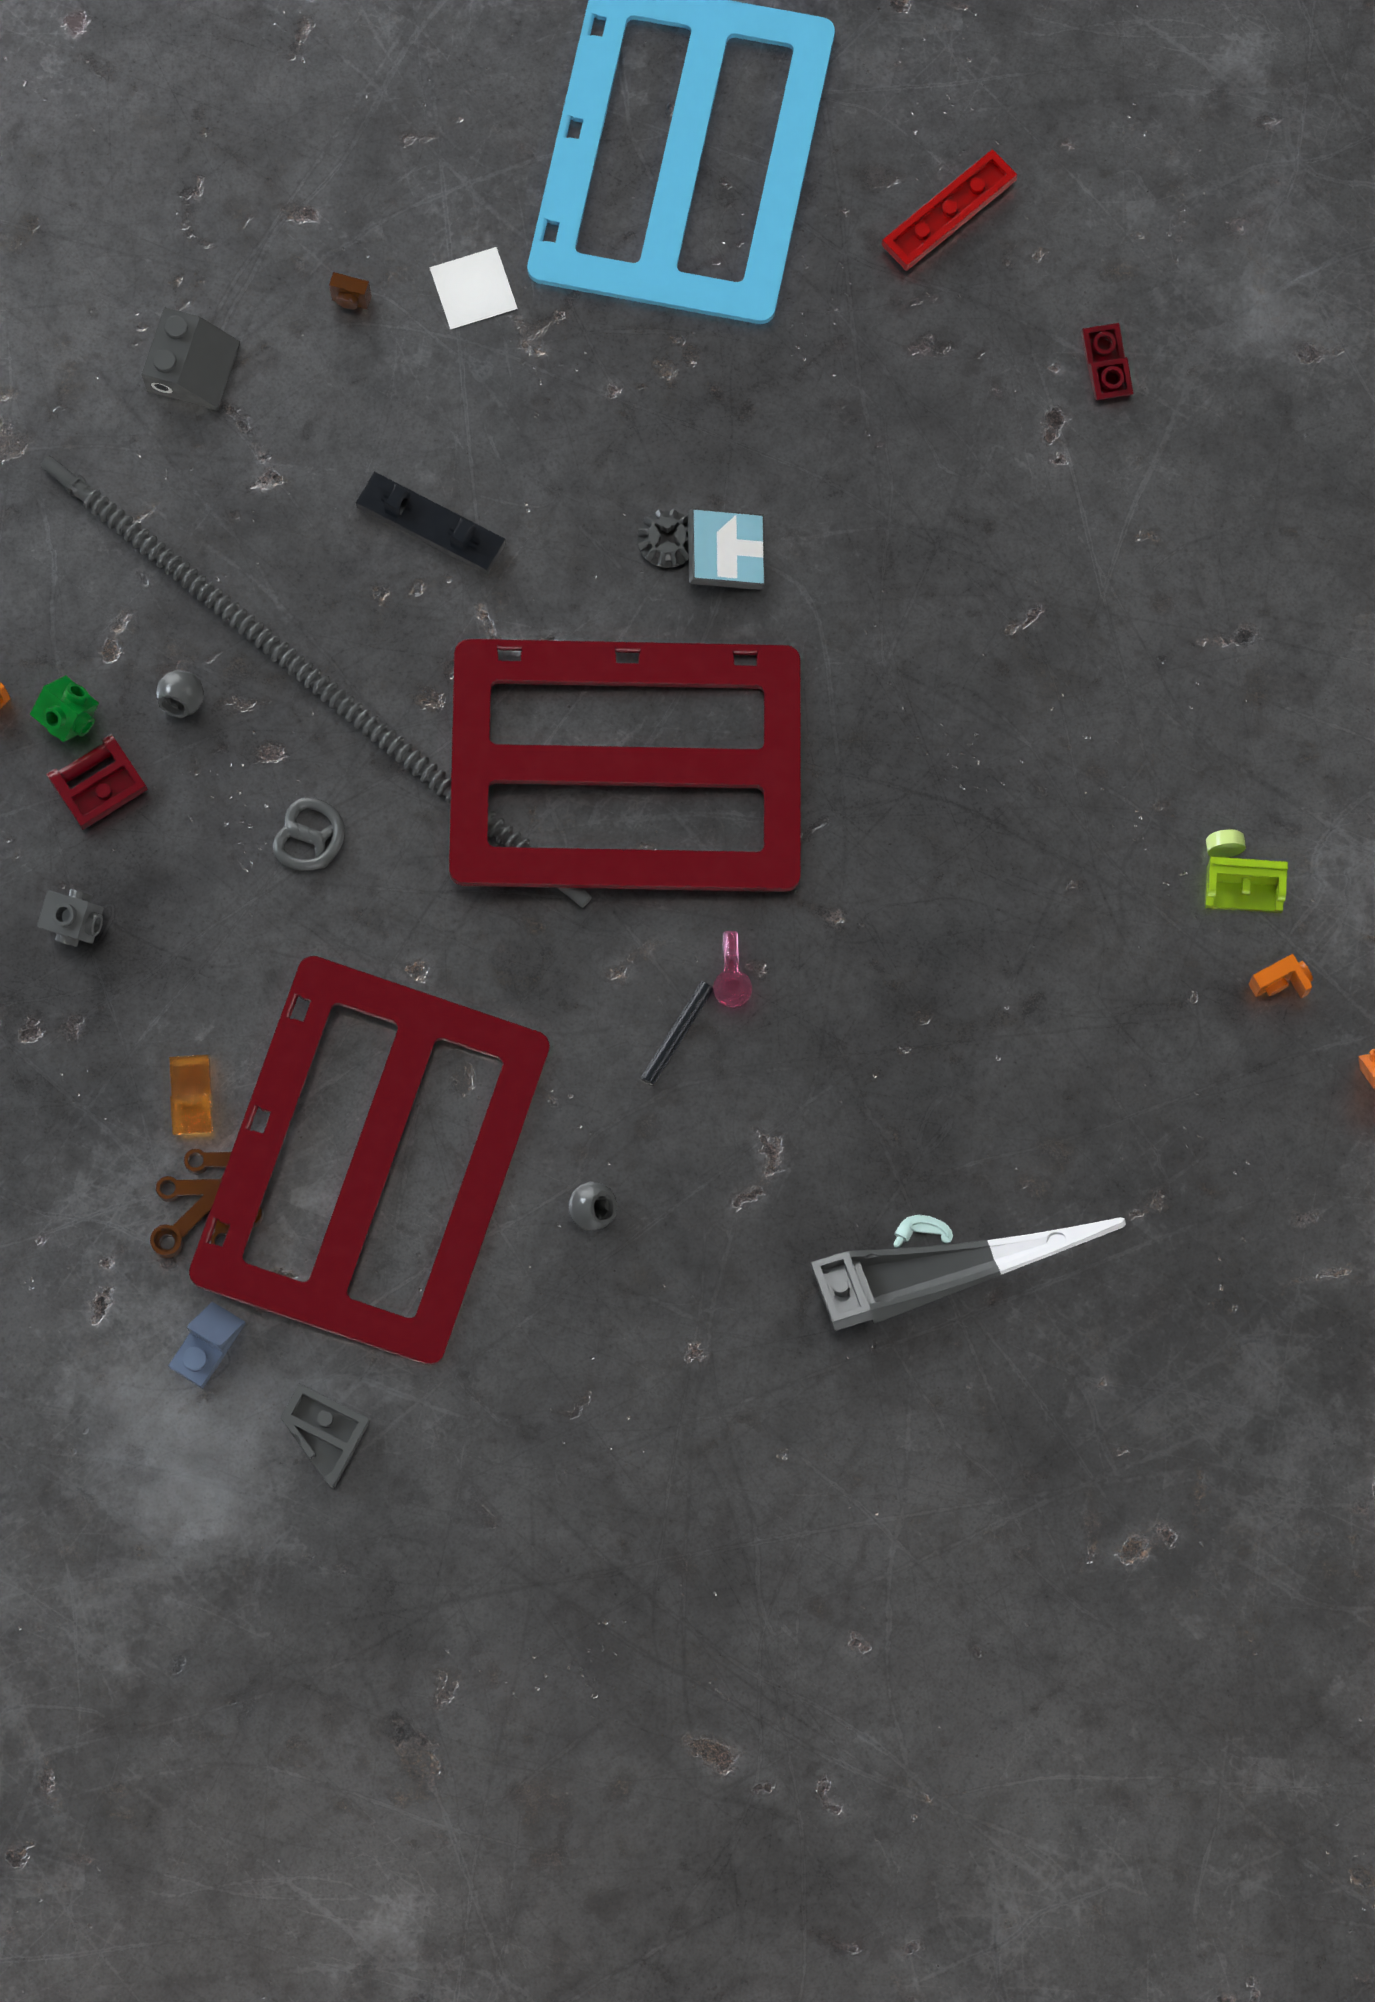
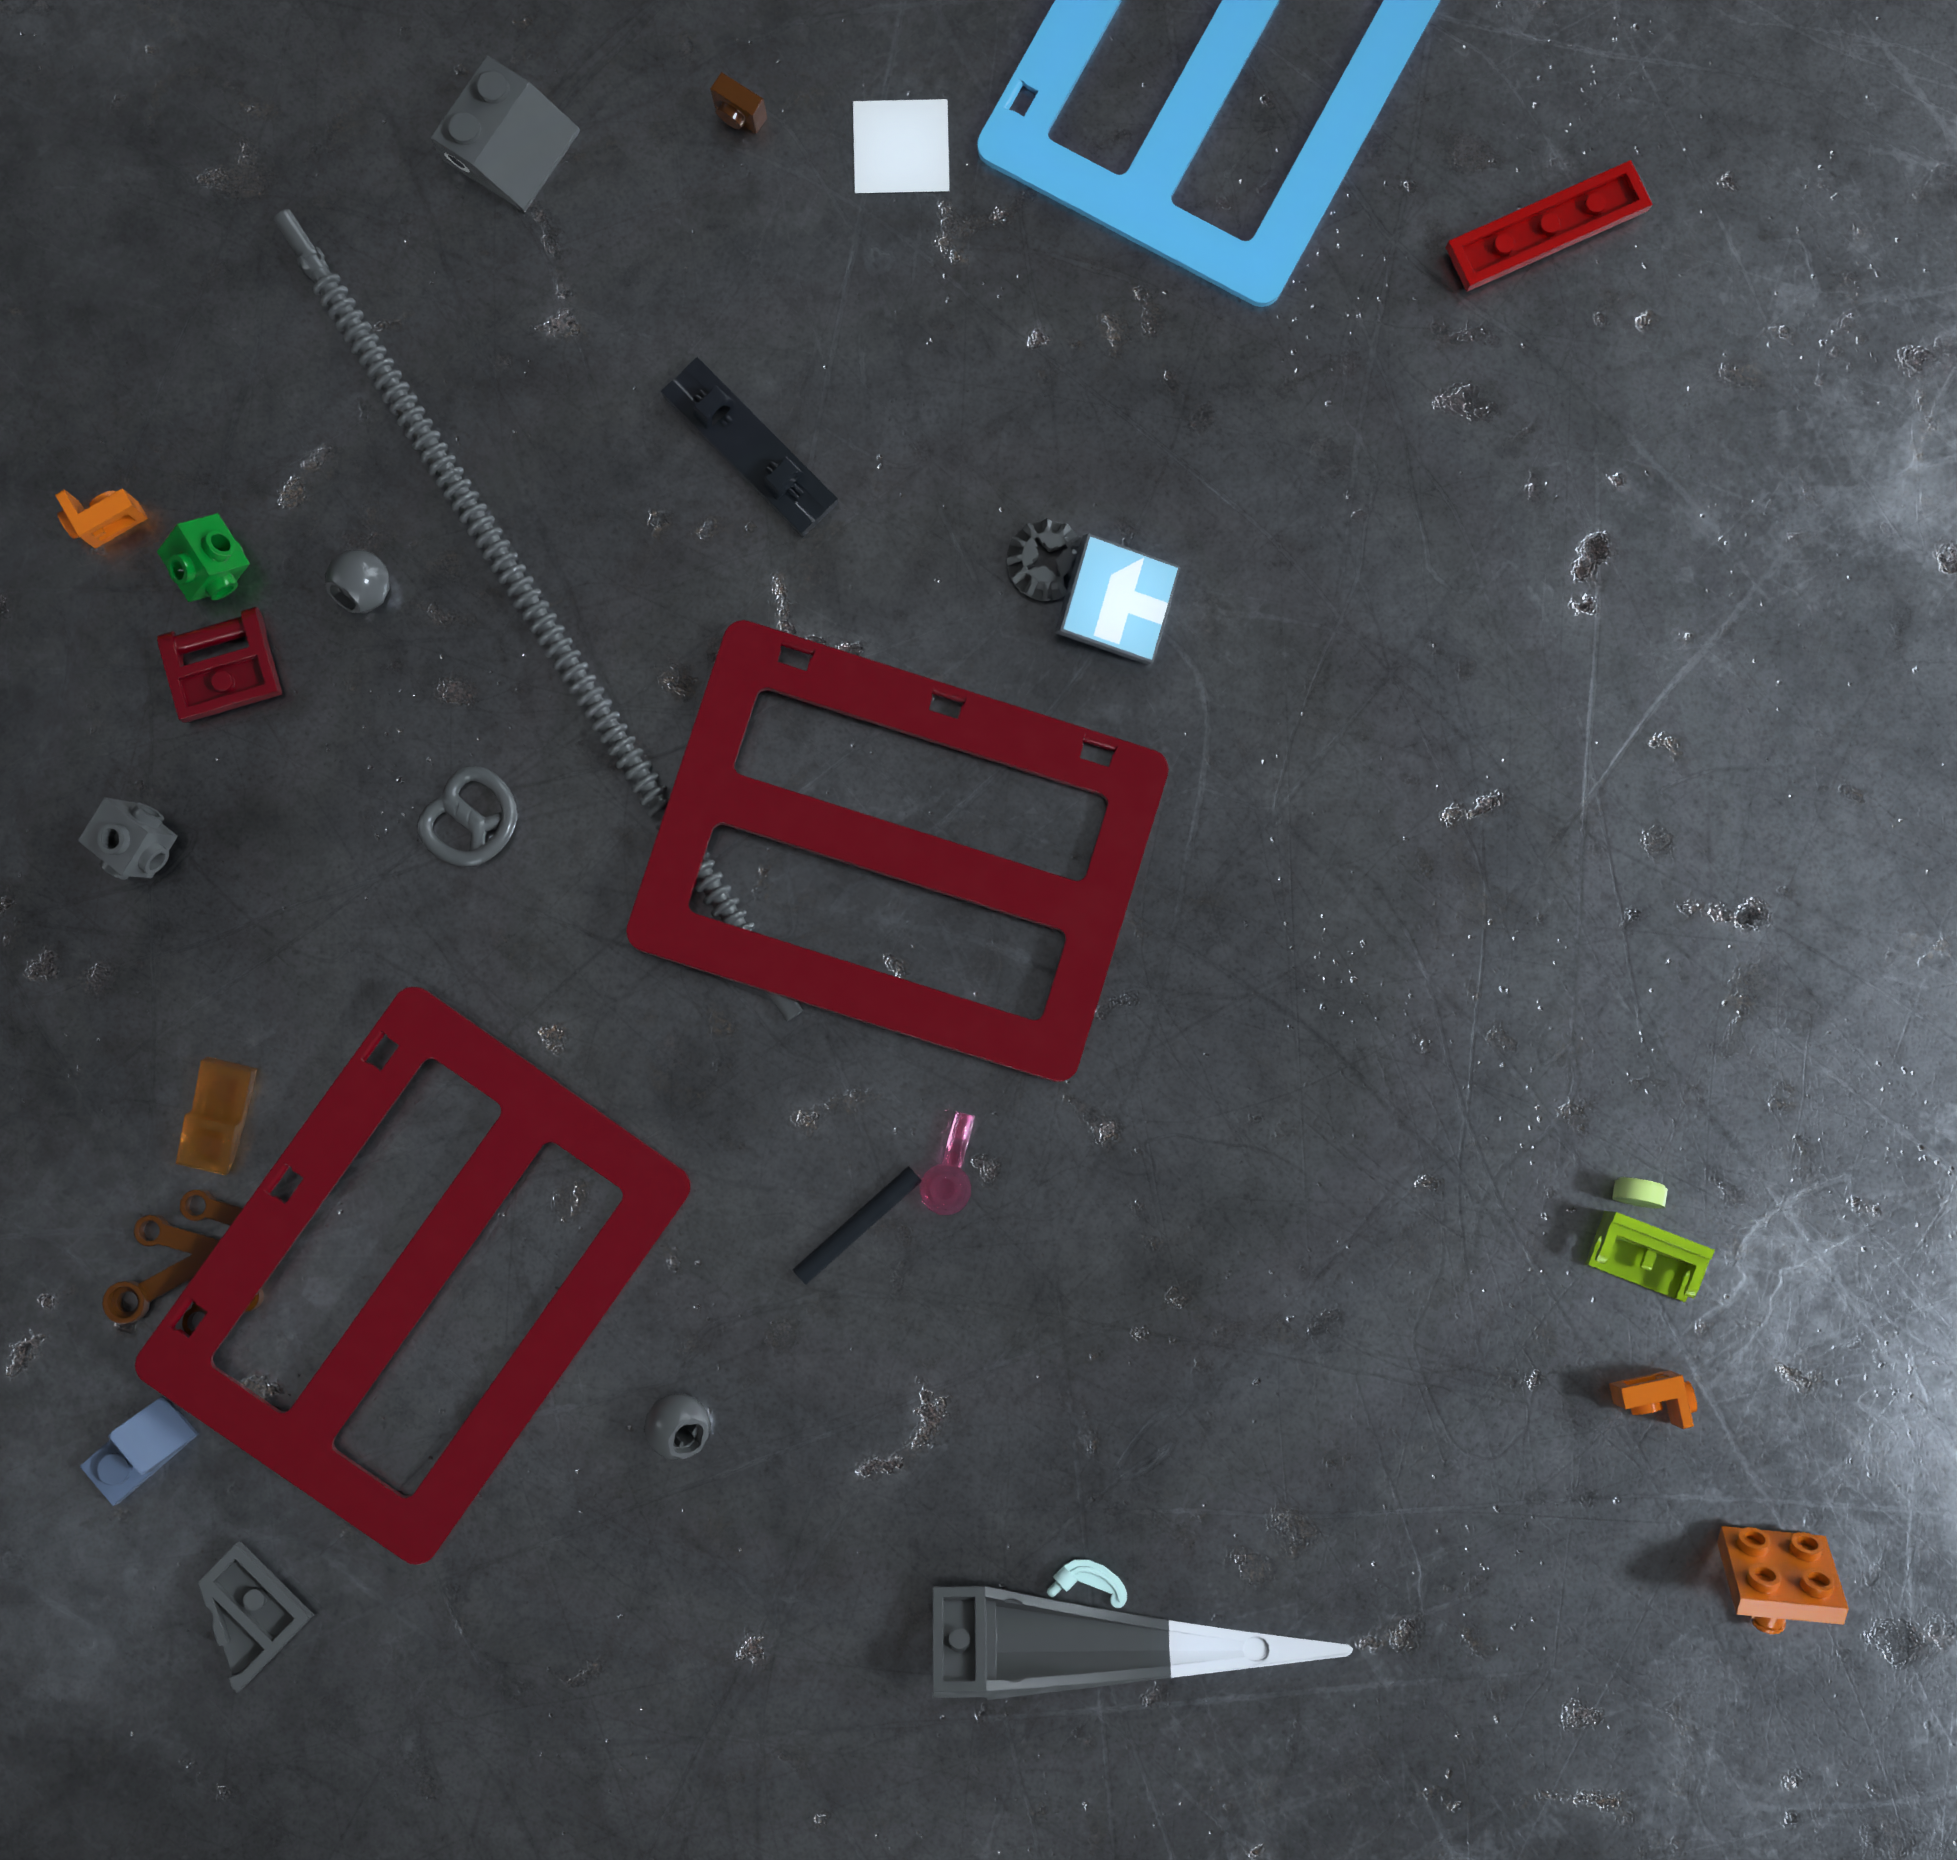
camera: 15 degrees right, 10 degrees up
(1107, 361) = (1688, 494): dark red slope -> none

